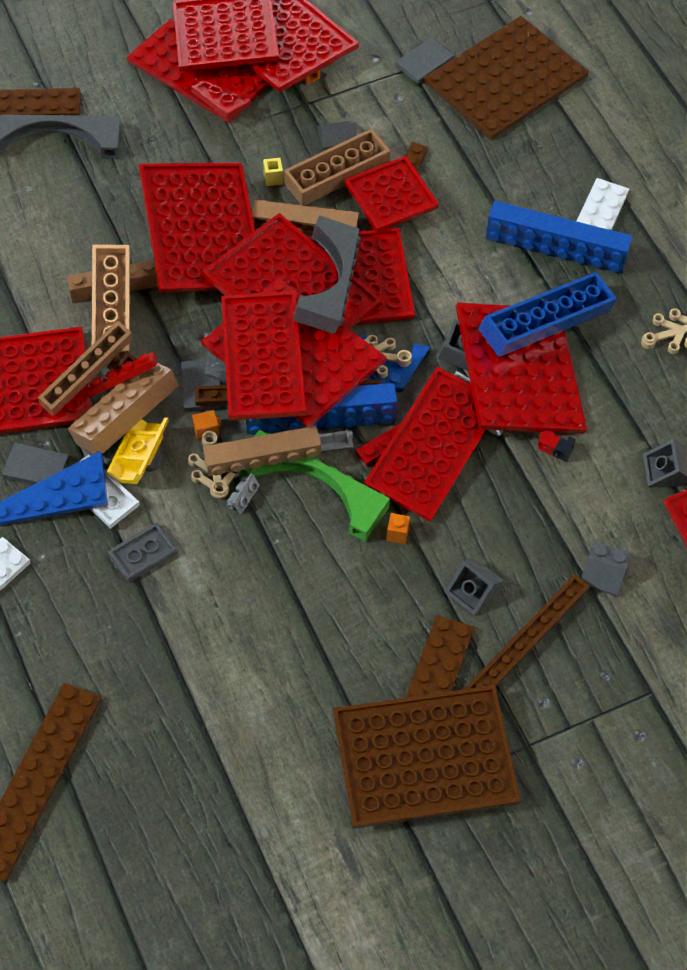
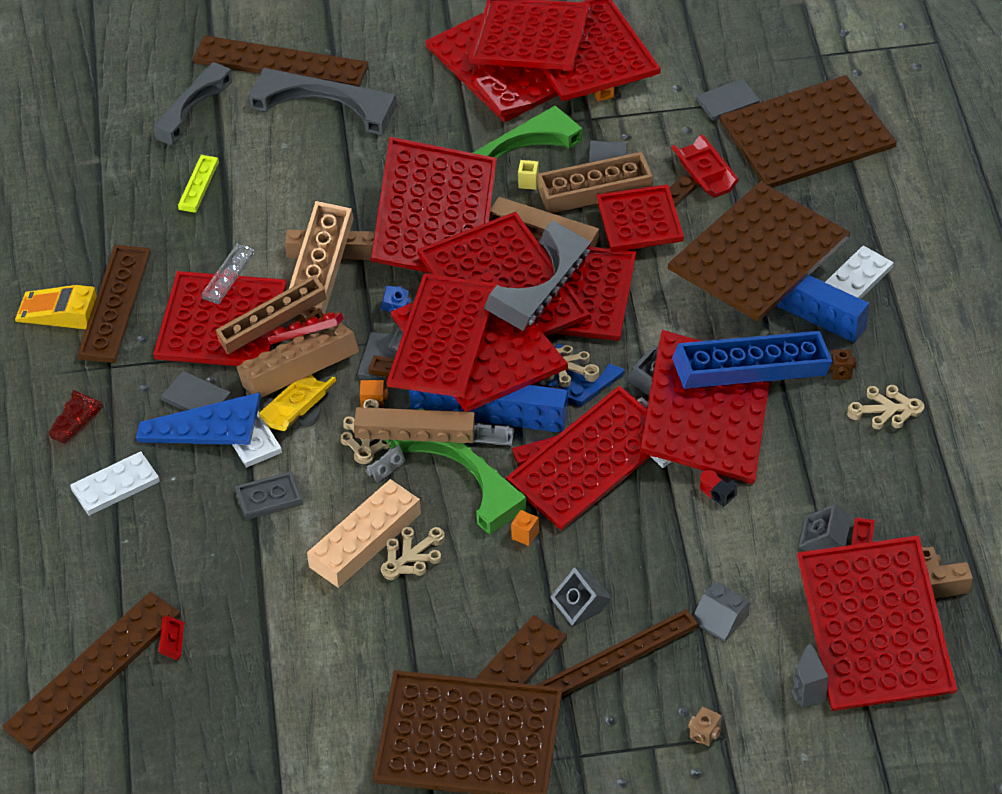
camera: 20 degrees right, 10 degrees down
(24, 333) = (227, 273): none -> clear plate
(102, 726) = (171, 637): none -> red plate
(194, 325) = (394, 298): none -> blue brick
(249, 571) = (364, 533): none -> light nougat brick
(273, 121) = (549, 128): none -> bright green arch
(300, 581) = (393, 567): none -> tan plant
(431, 129) = (707, 167): none -> red piece
(517, 206) = (759, 251): none -> reddish brown plate
(625, 298) = (842, 364): none -> reddish brown brick
(635, 688) = (705, 726): none -> medium nougat brick

